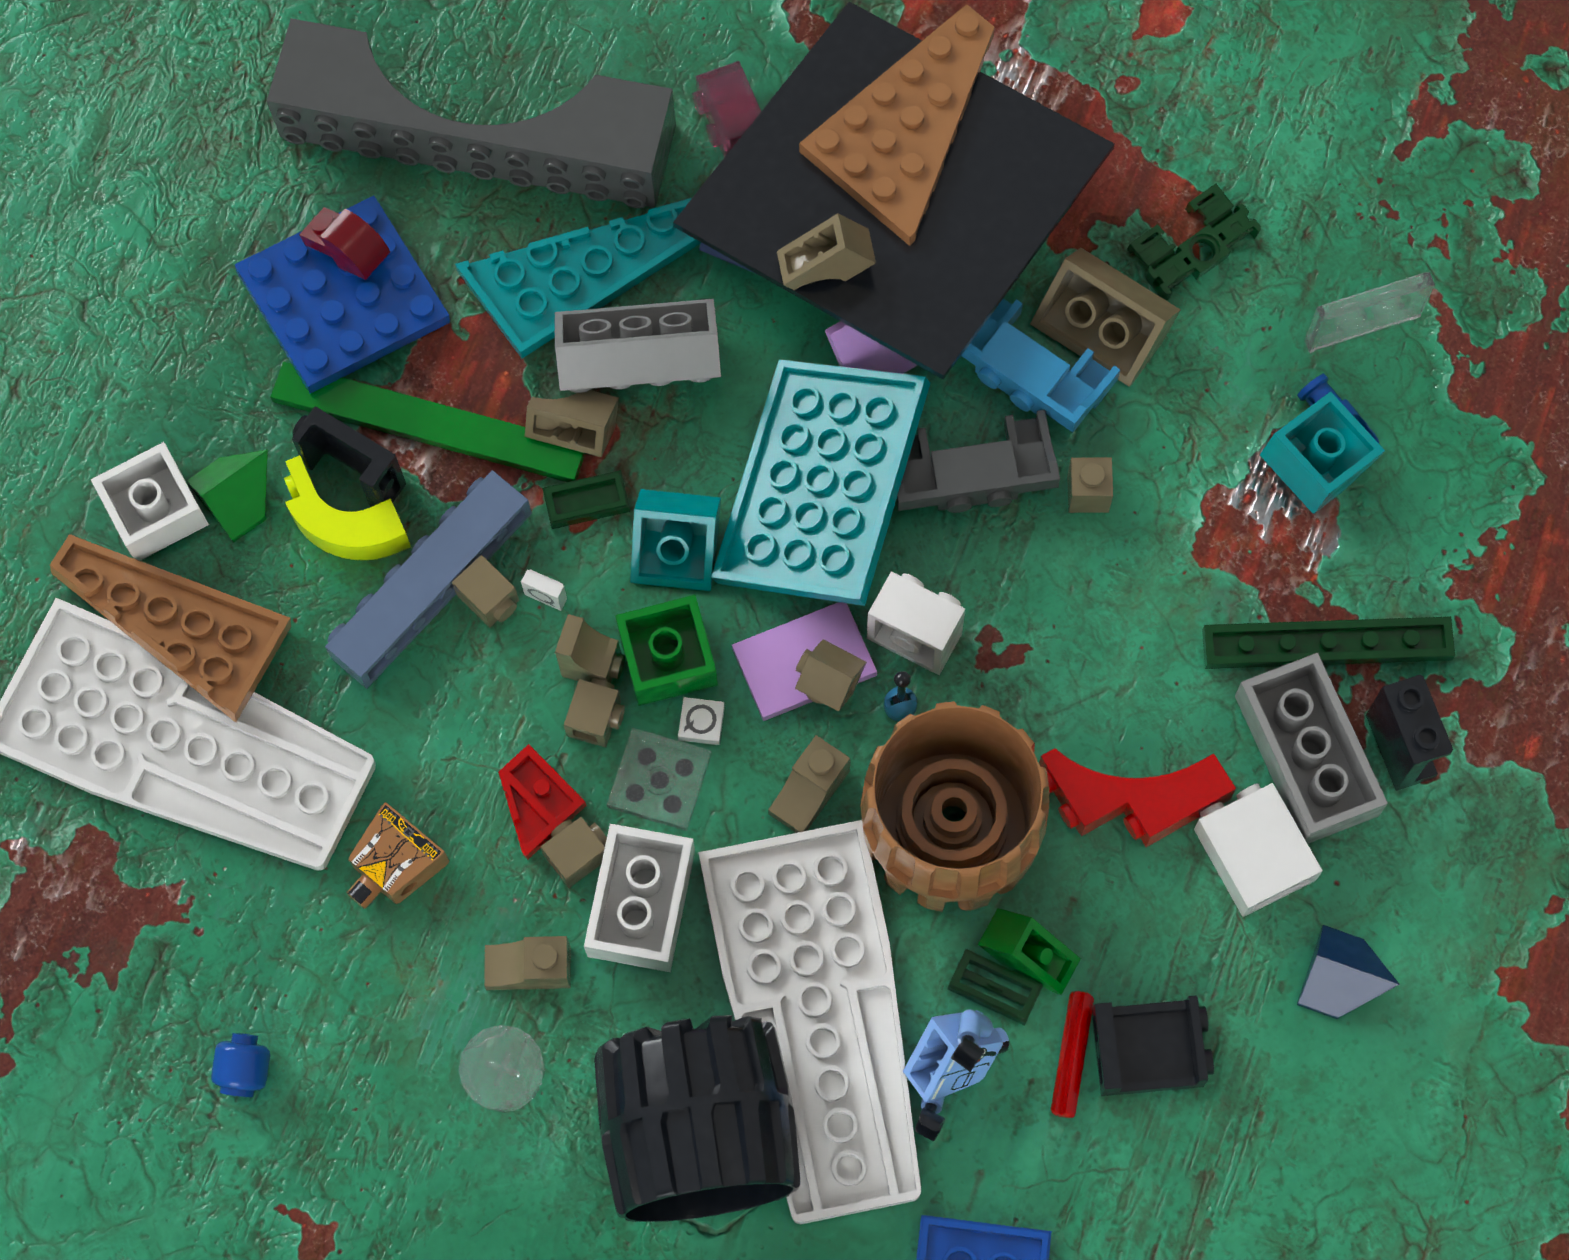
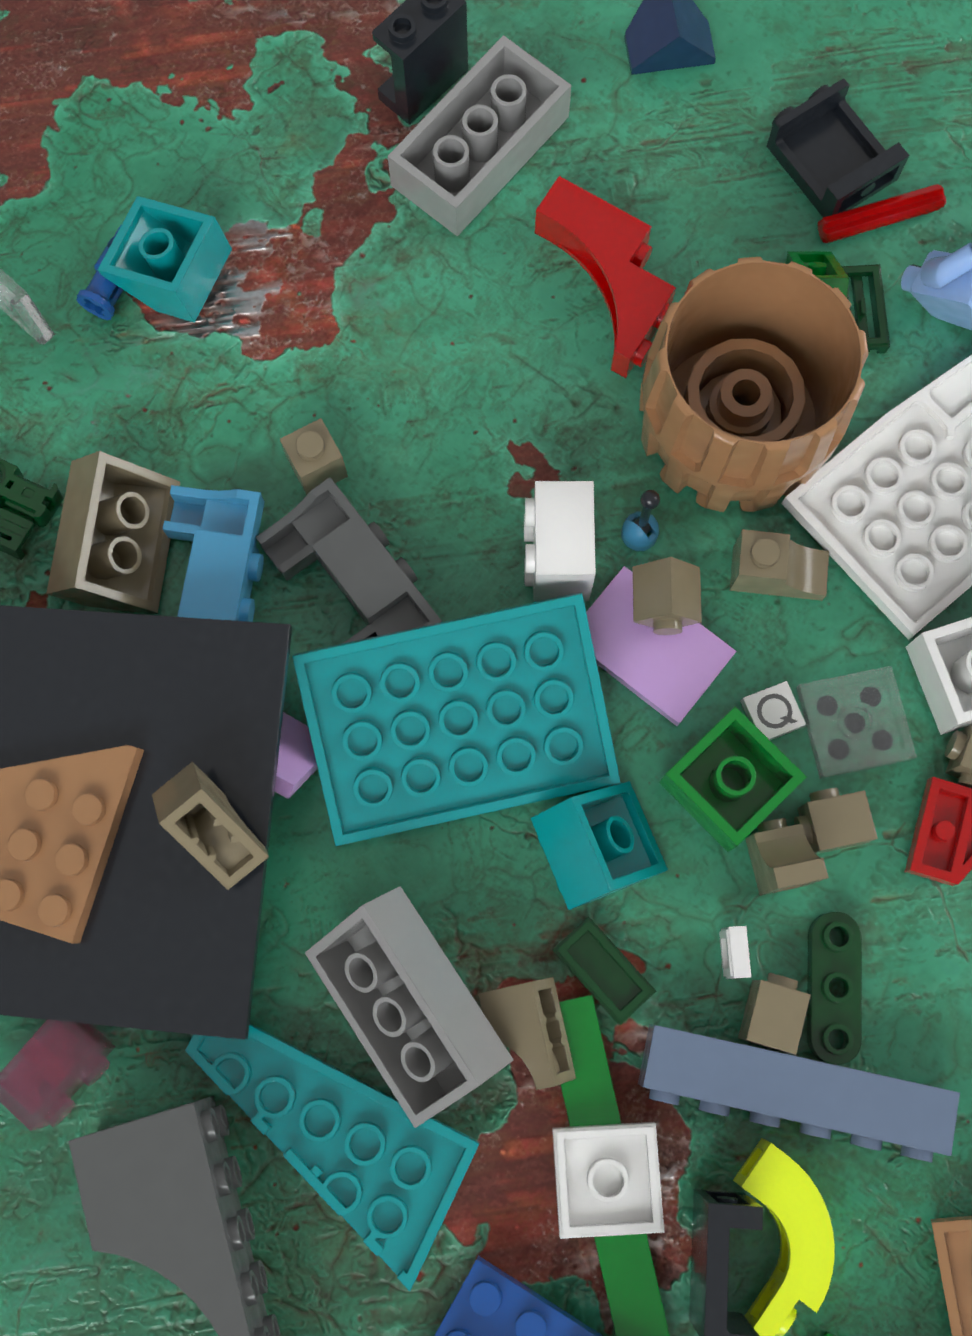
camera: 120 degrees left, 5 degrees up
(447, 422) = (607, 1180): none -> white tile
(491, 662) = (825, 1010): none -> dark green plate
(1256, 848) = (600, 139): white brick -> none
(1334, 641) = (361, 178): dark green plate -> none

